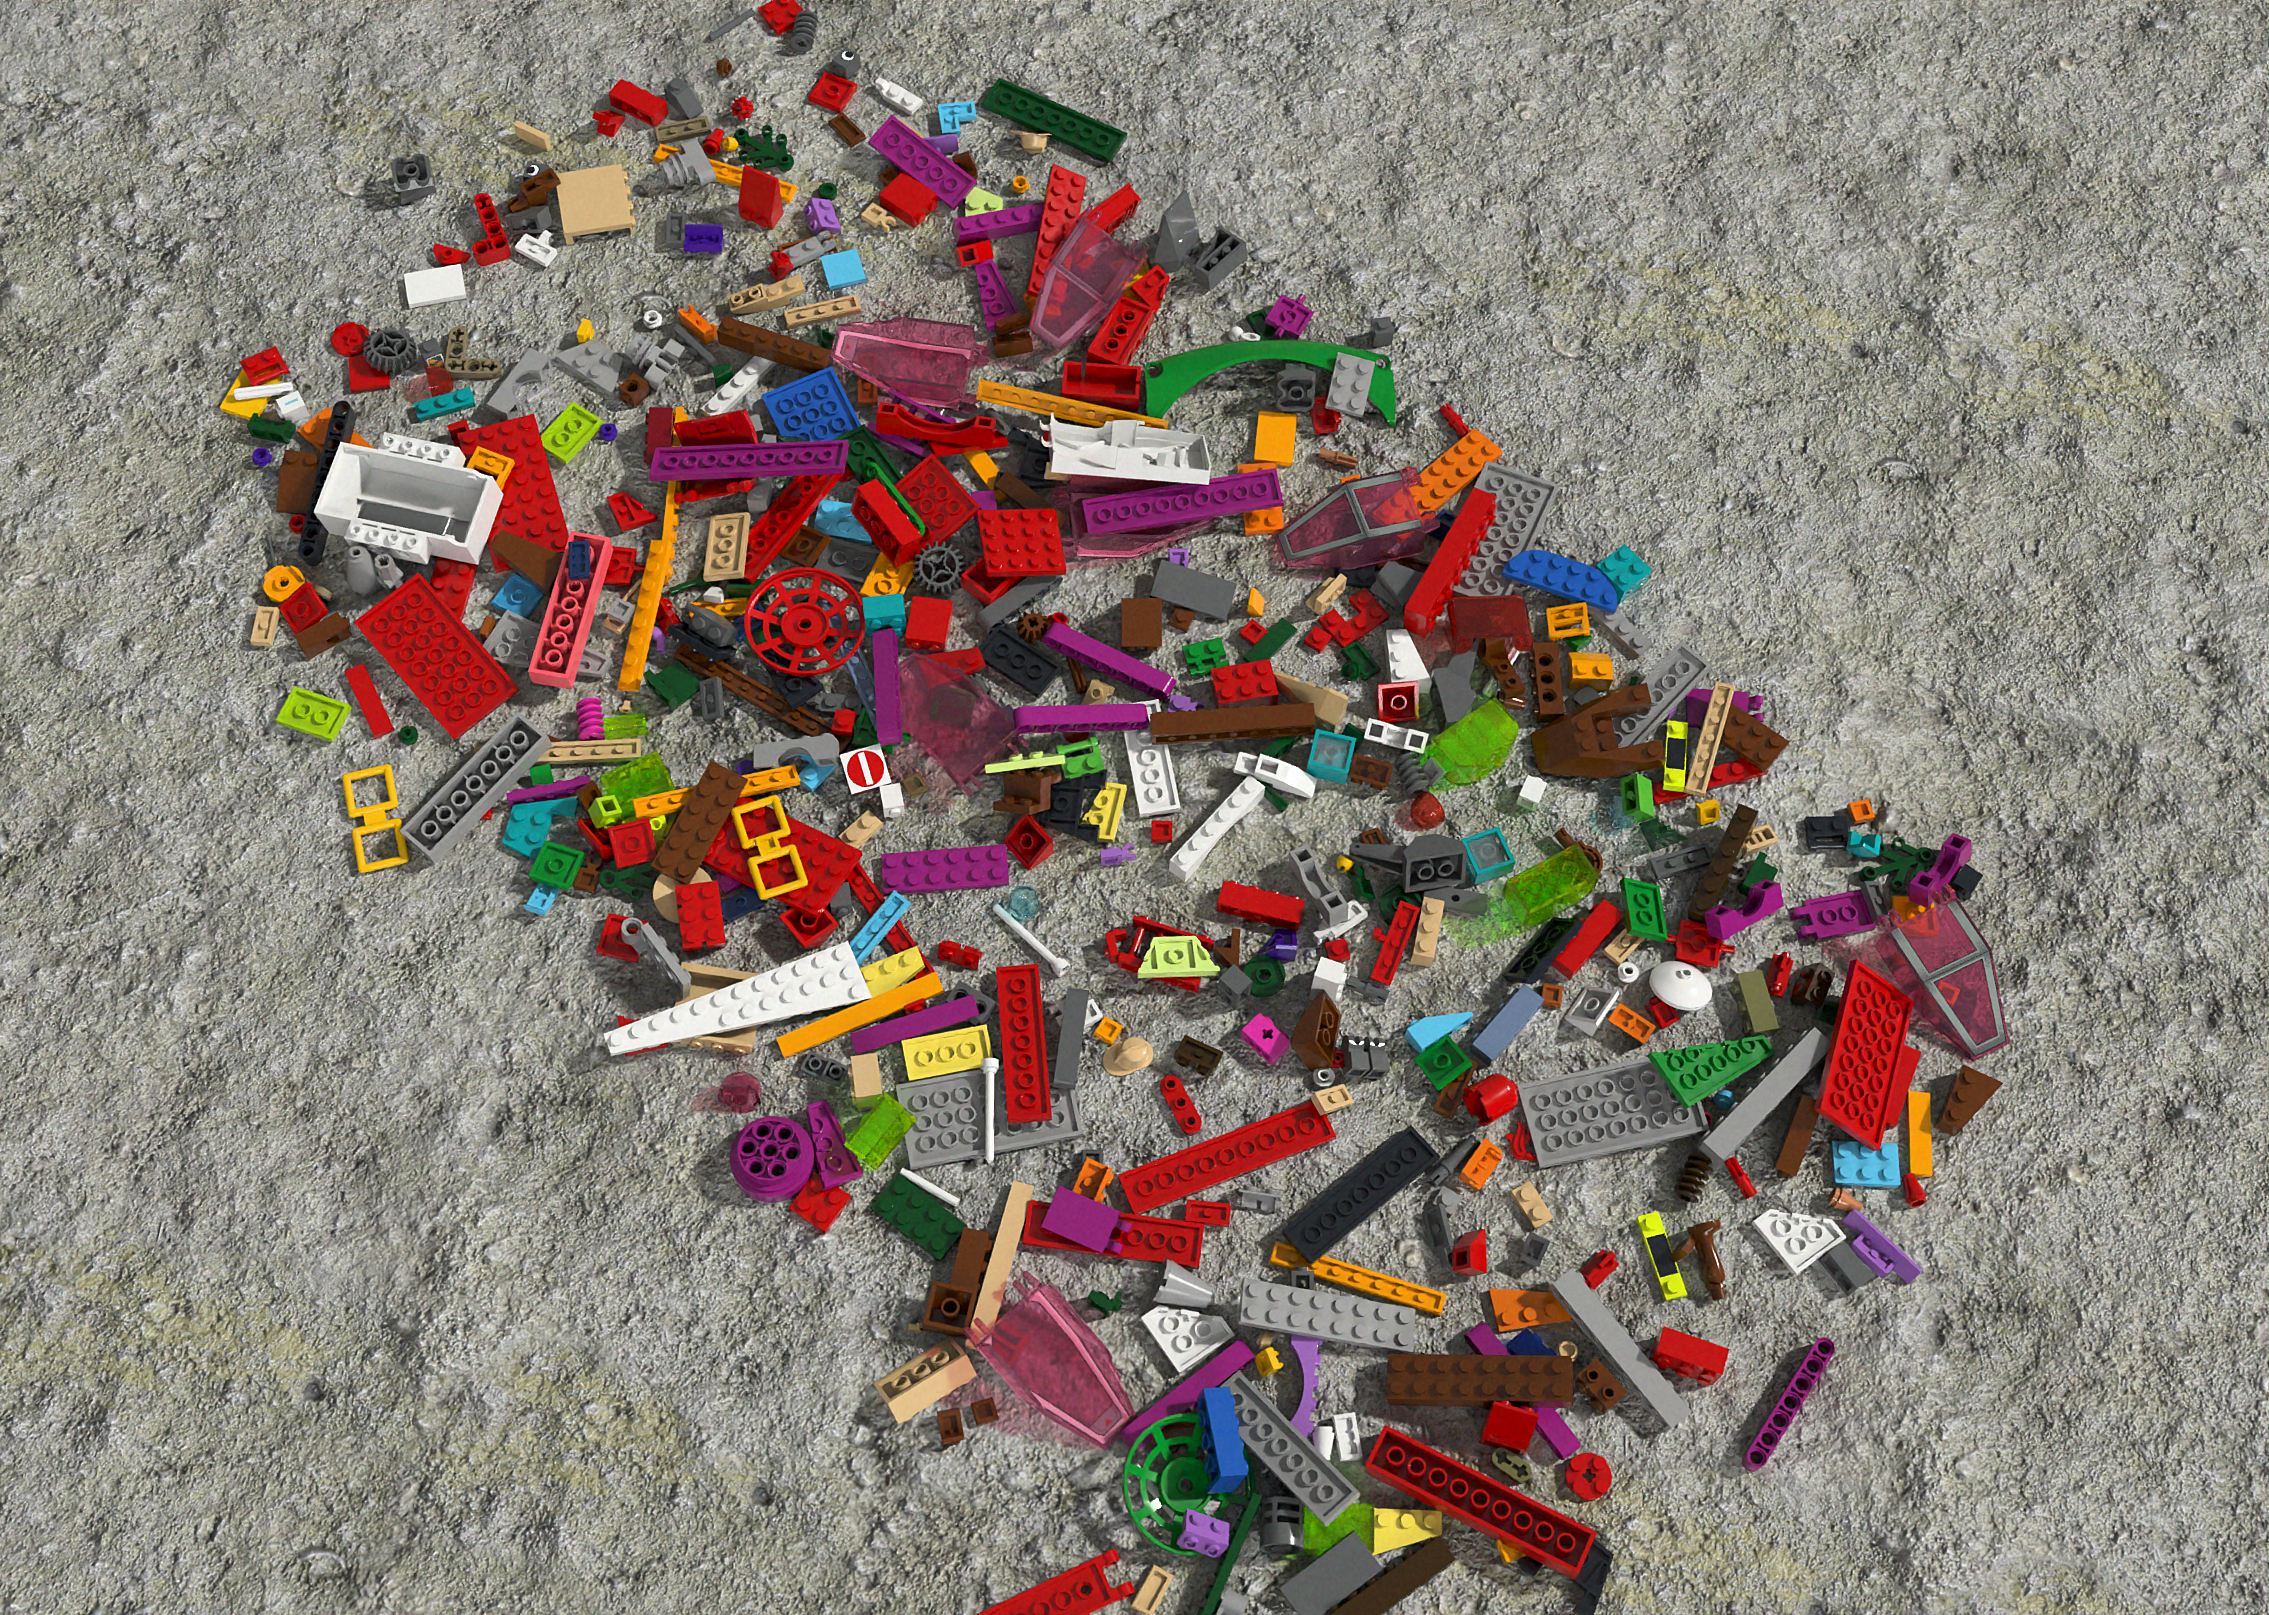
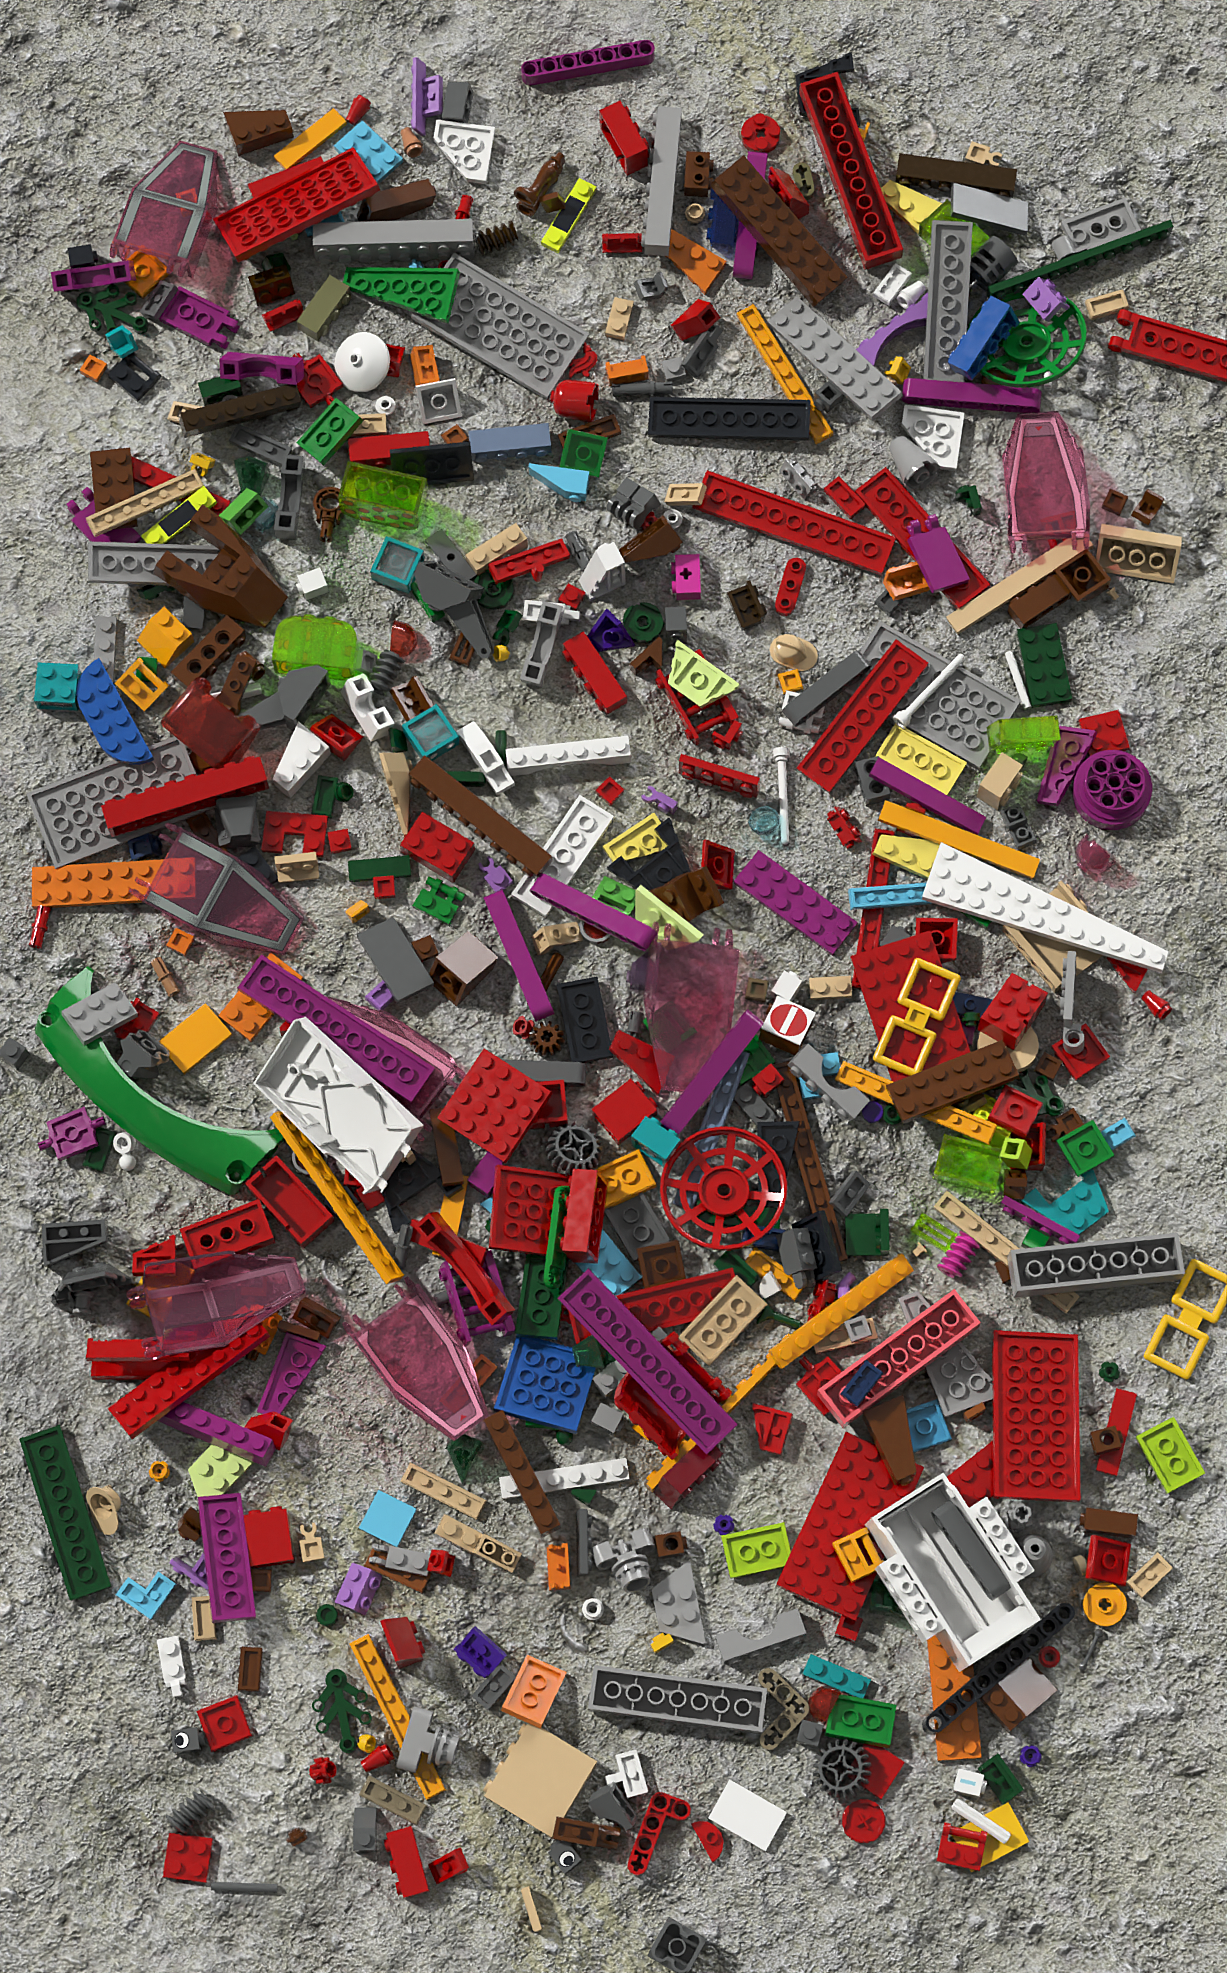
camera: 130 degrees left, 10 degrees up
(366, 673) = (1097, 1444): none -> reddish brown brick
(400, 387) = (861, 1721): none -> green plate
(541, 306) = (677, 1699): none -> light grey brick
(590, 1021) = (1159, 1007): none -> red cone
(639, 906) = (1048, 1066): none -> reddish brown plate
(644, 240) = (533, 1691): none -> orange plate
(728, 888) = (971, 1019): none -> dark green plate
(1090, 902) = (714, 774): none -> red plate
(1630, 853) = (290, 498): none -> dark grey arch

